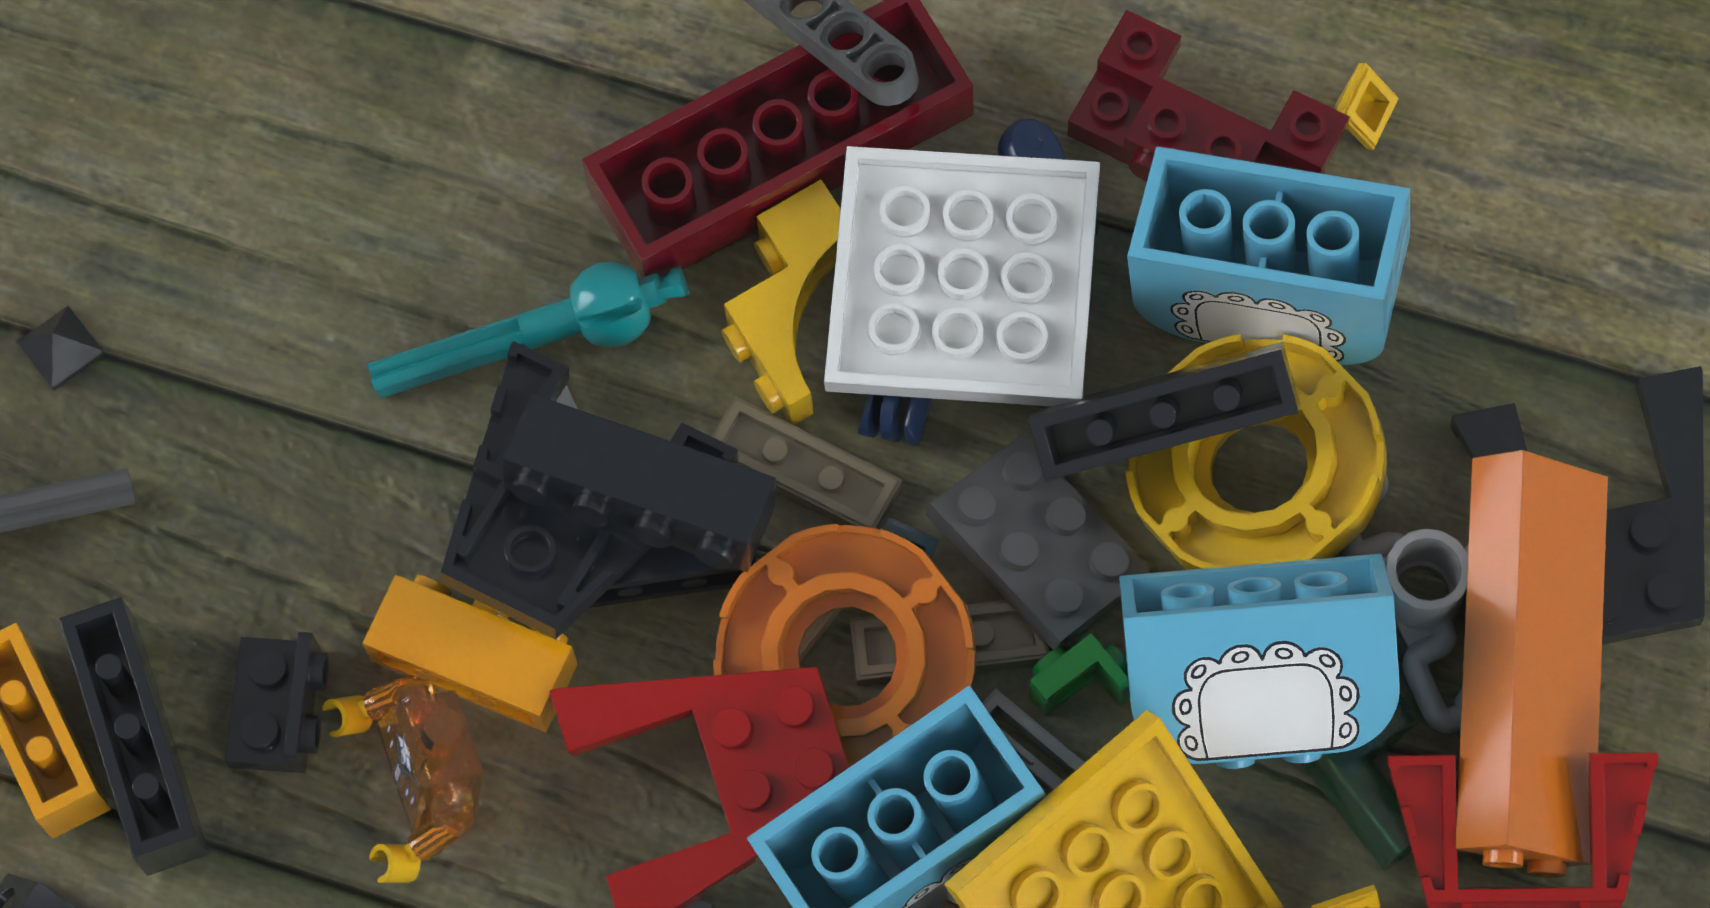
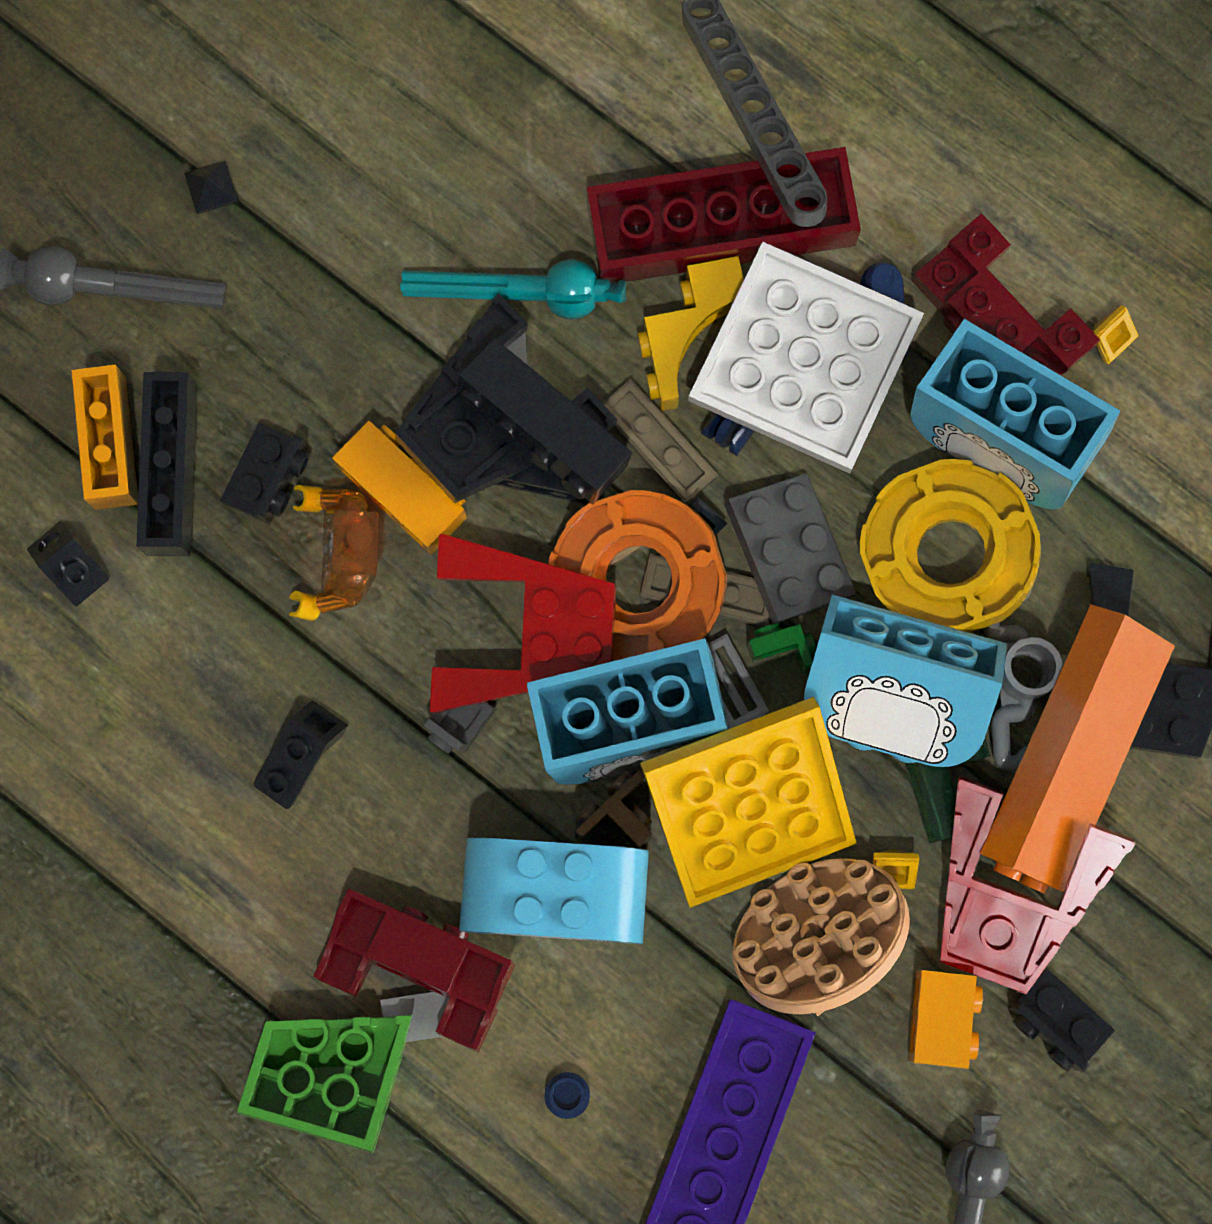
camera: 15 degrees right, 10 degrees up
(1165, 411) = (903, 498): black brick -> none

